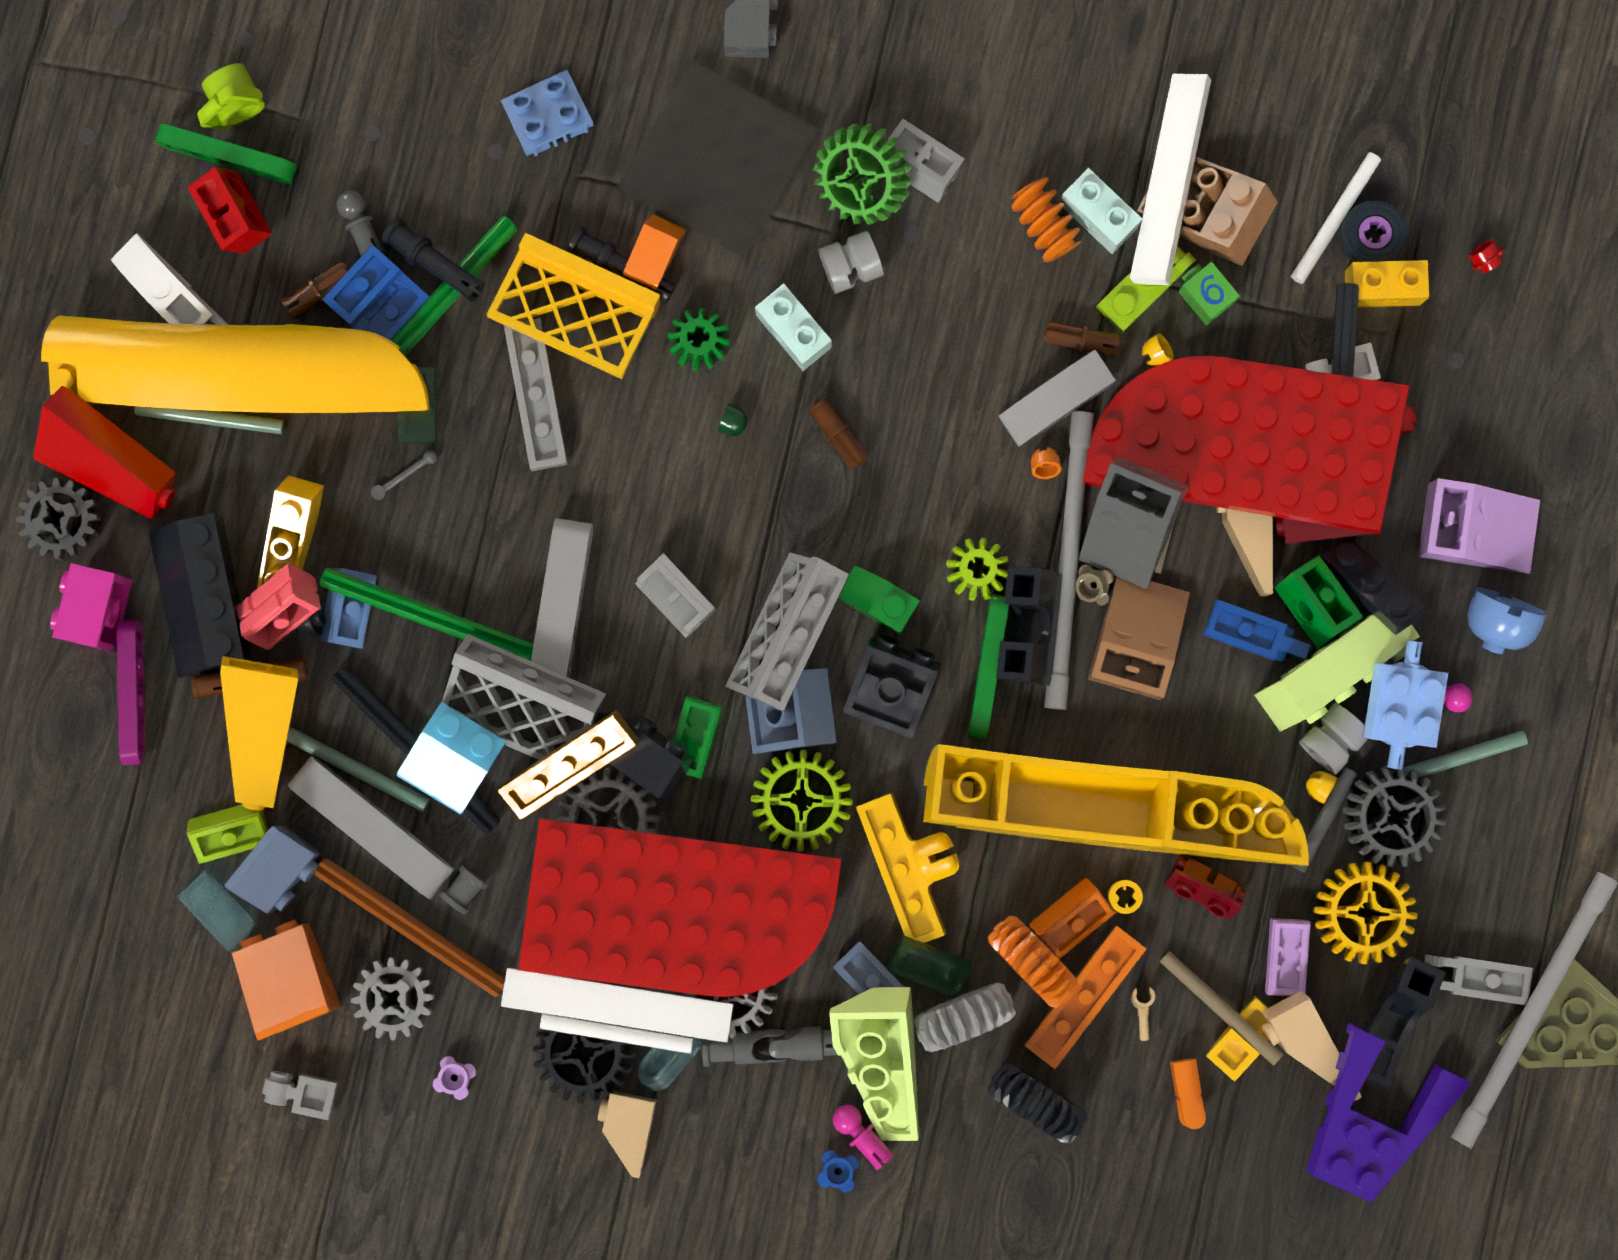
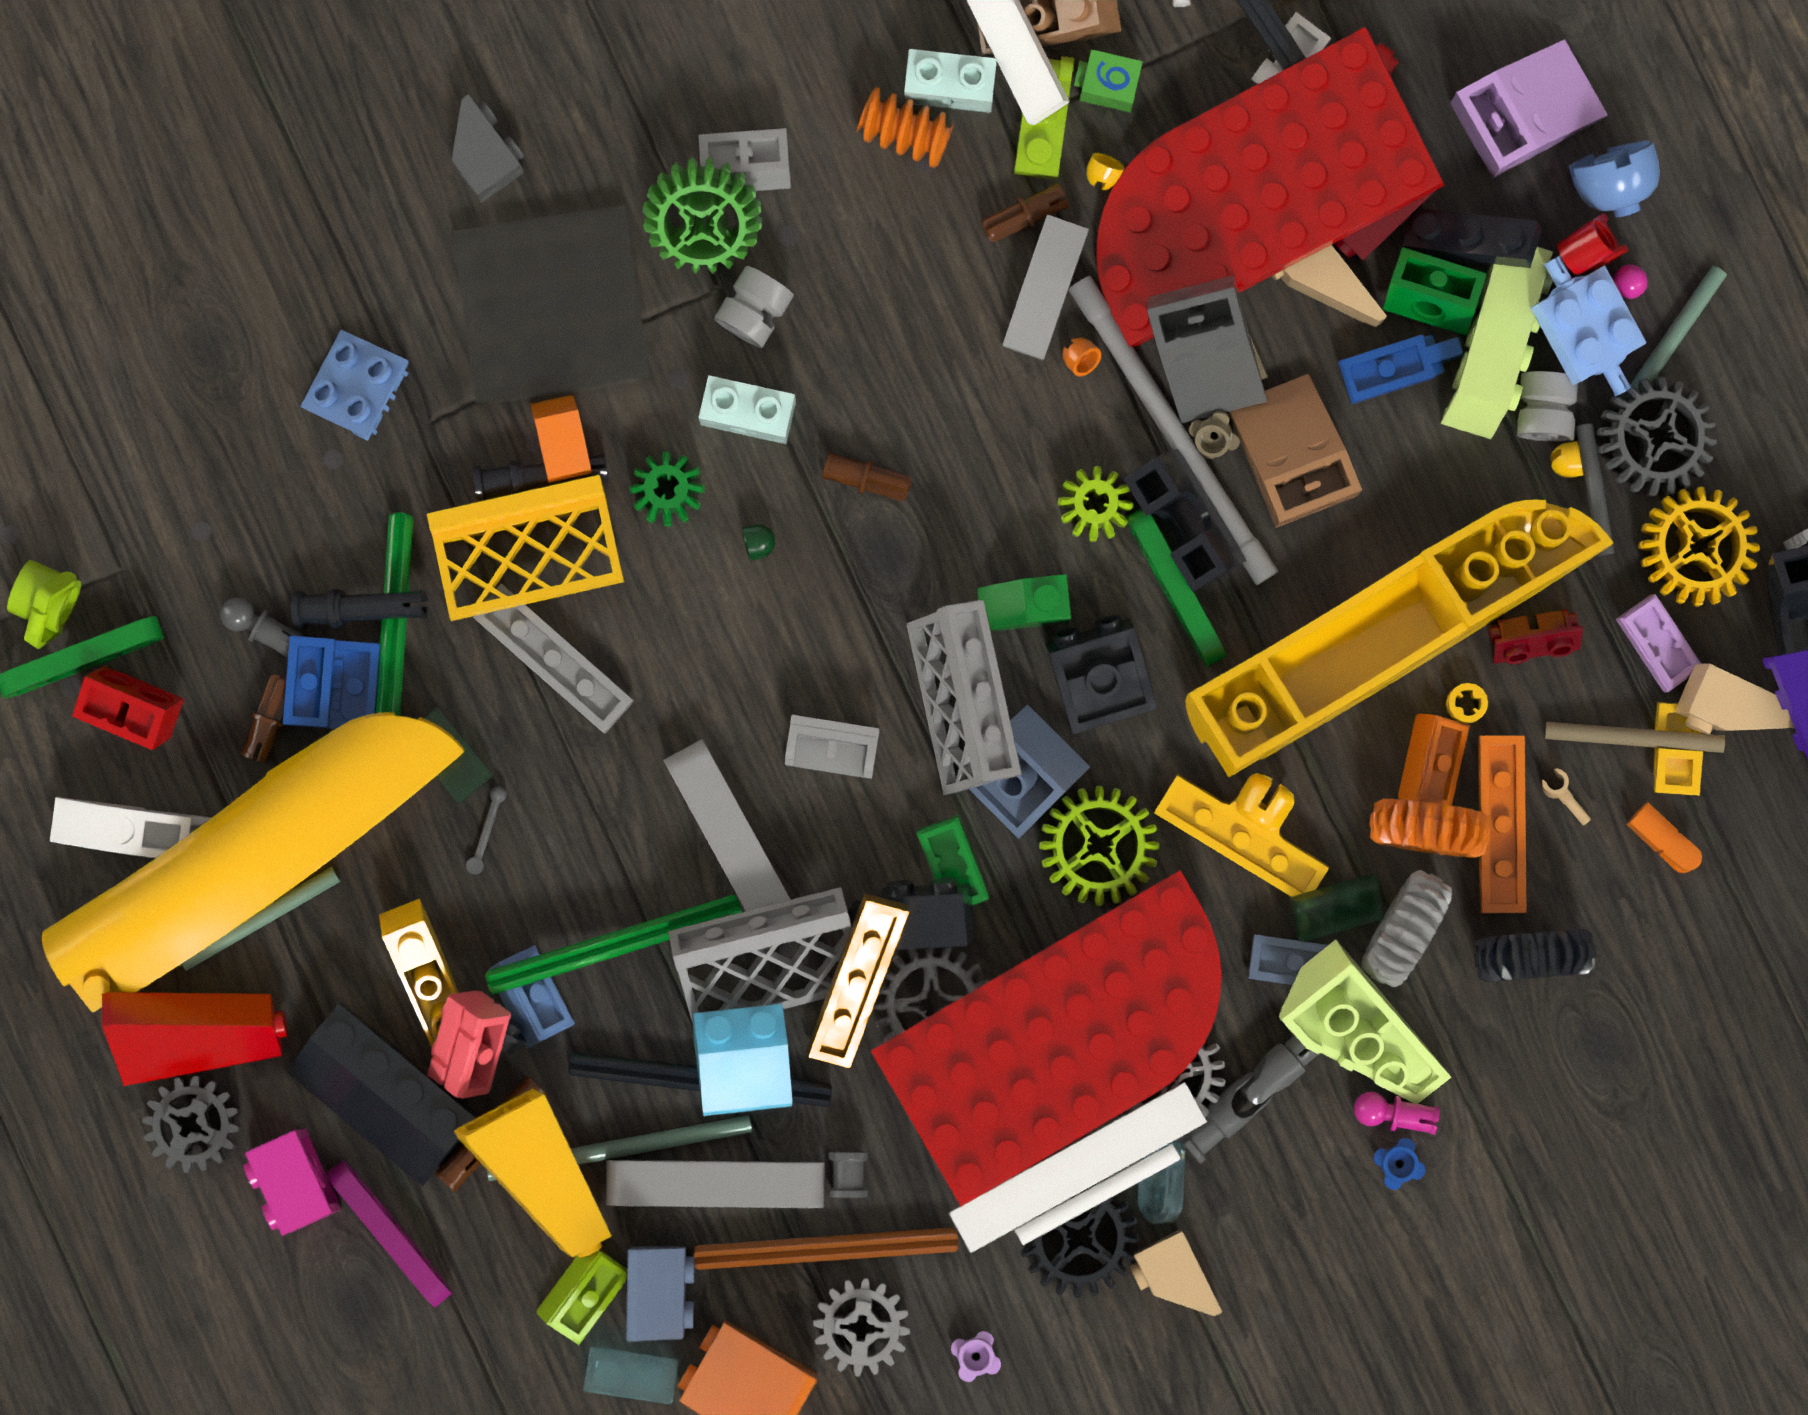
camera: 45 degrees left, 0 degrees up
(1448, 653) = (1590, 246): none -> red piece

